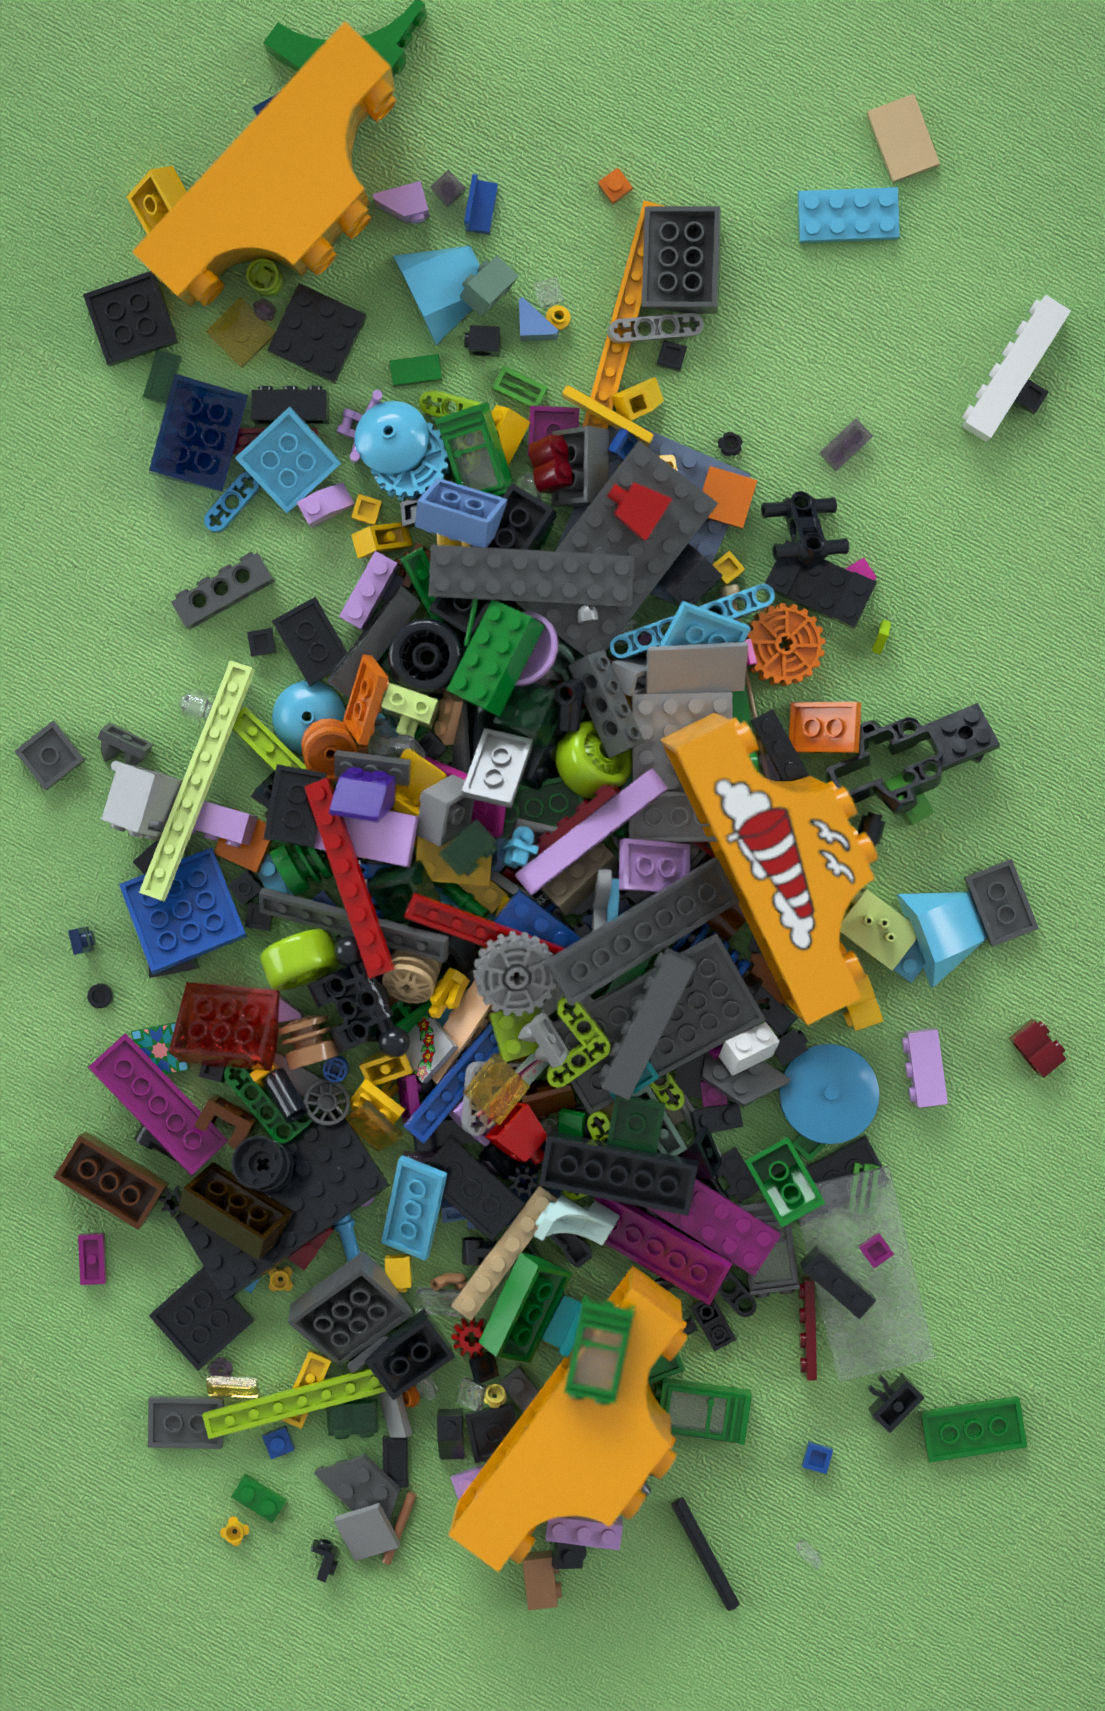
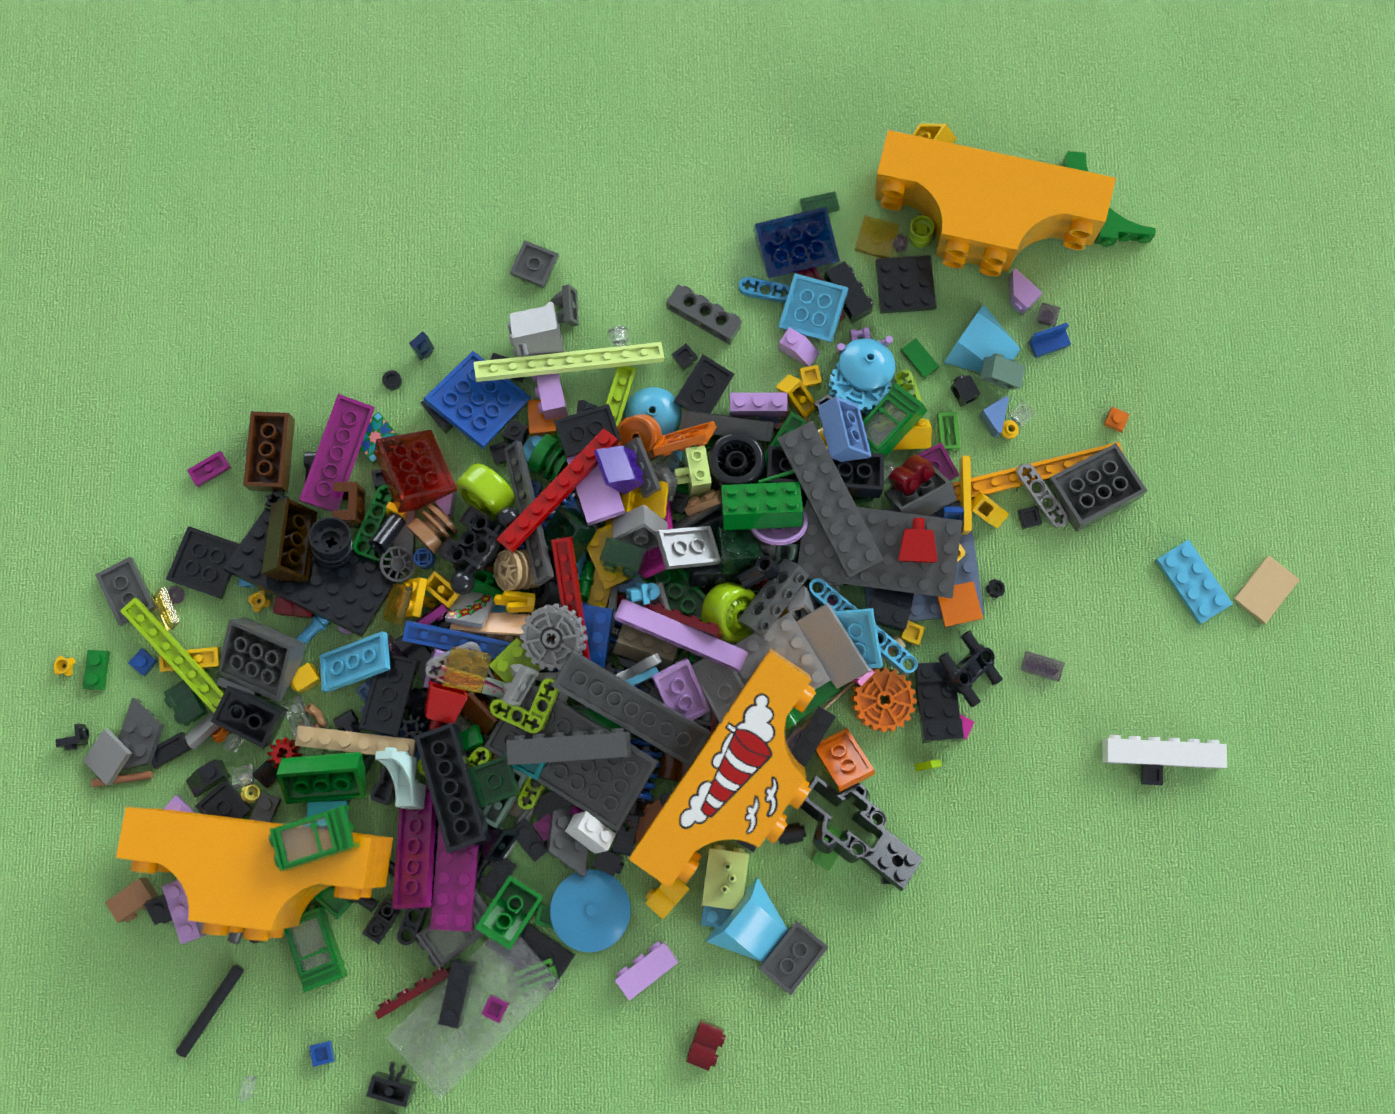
camera: 60 degrees right, 10 degrees down
(130, 318) = (844, 165): black plate -> none
(587, 614) = (826, 551): light grey hinge -> none

